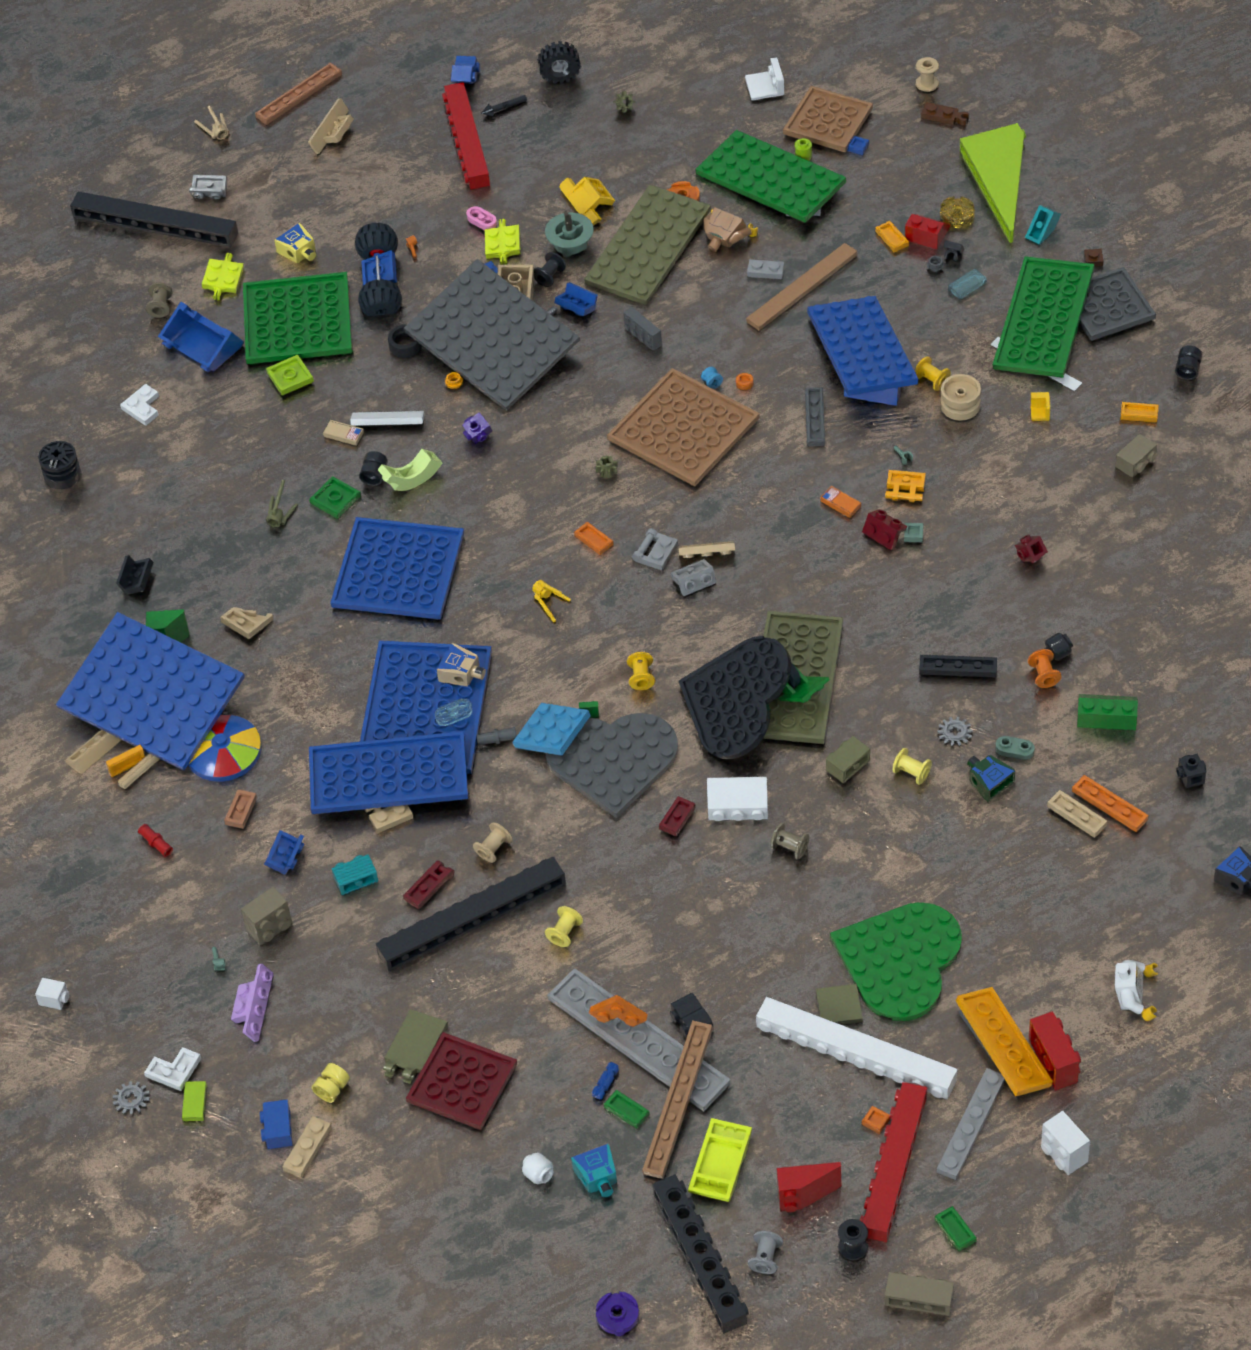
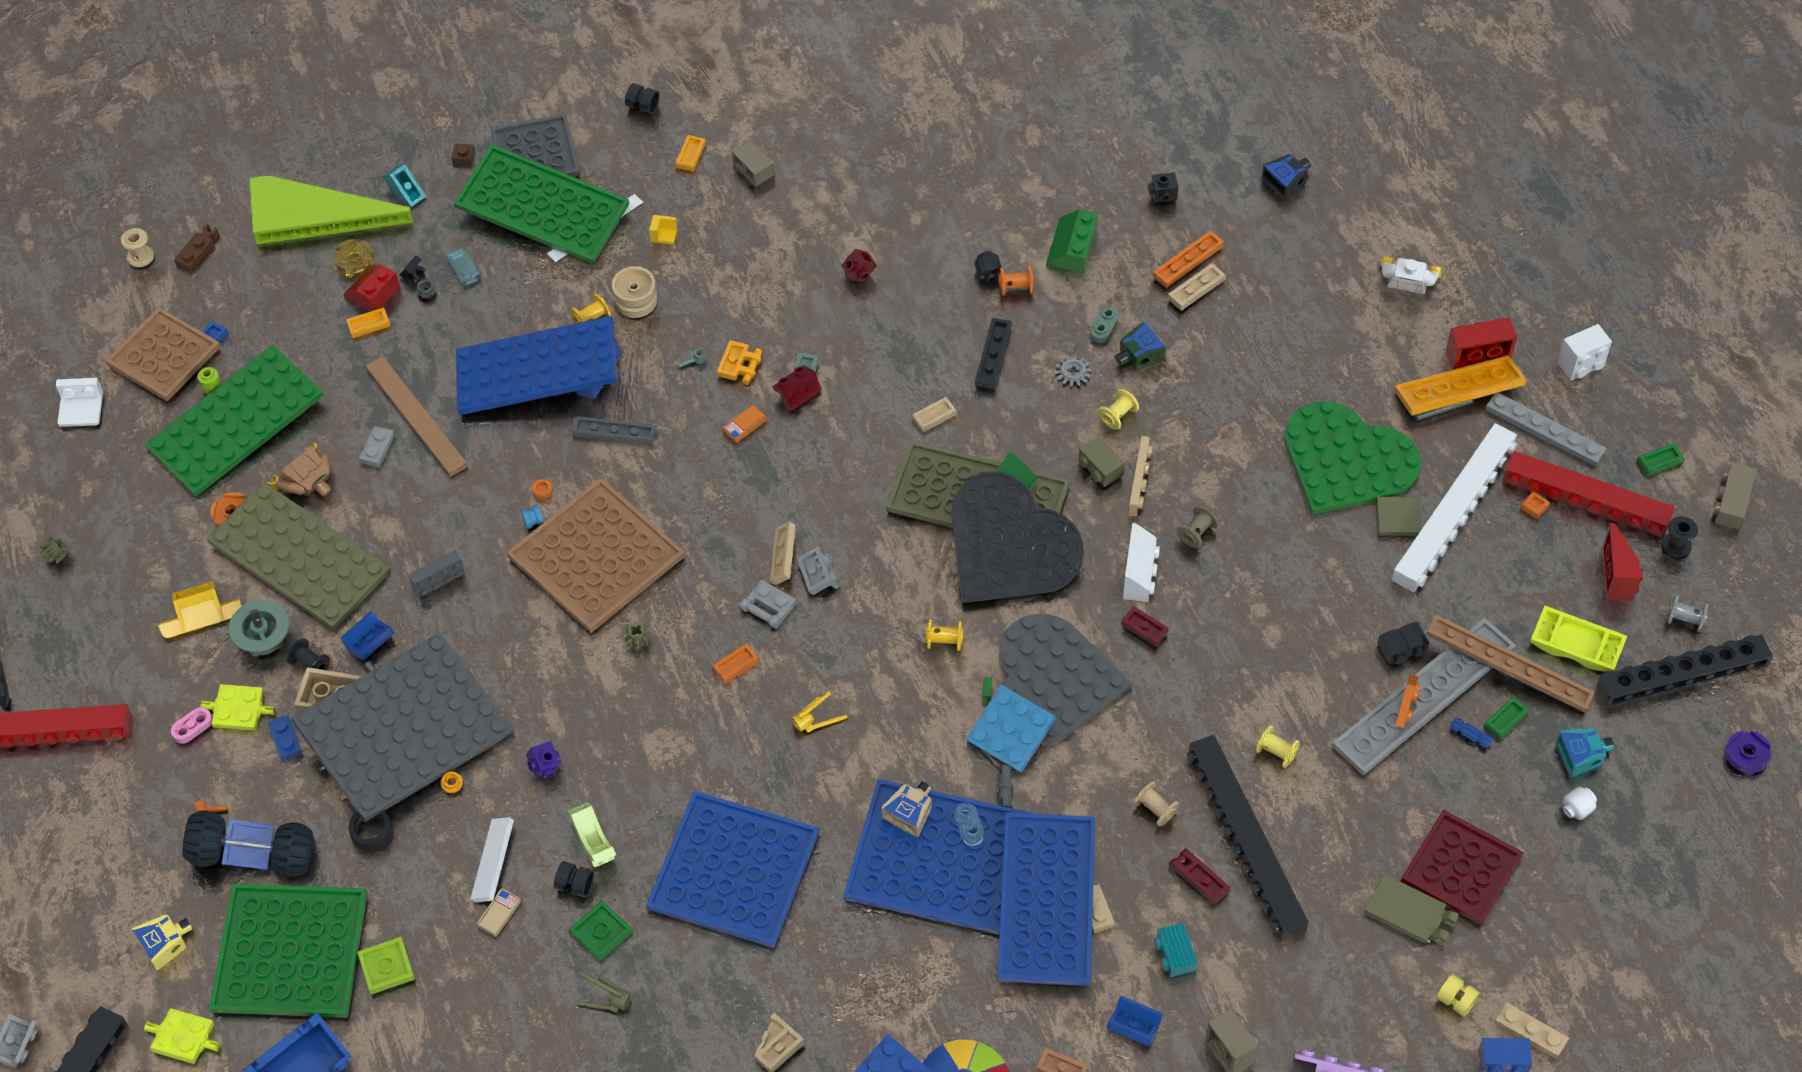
camera: 85 degrees left, 5 degrees up
(840, 792) = (1139, 483): none -> tan plate
(881, 634) = (934, 414): none -> tan tile

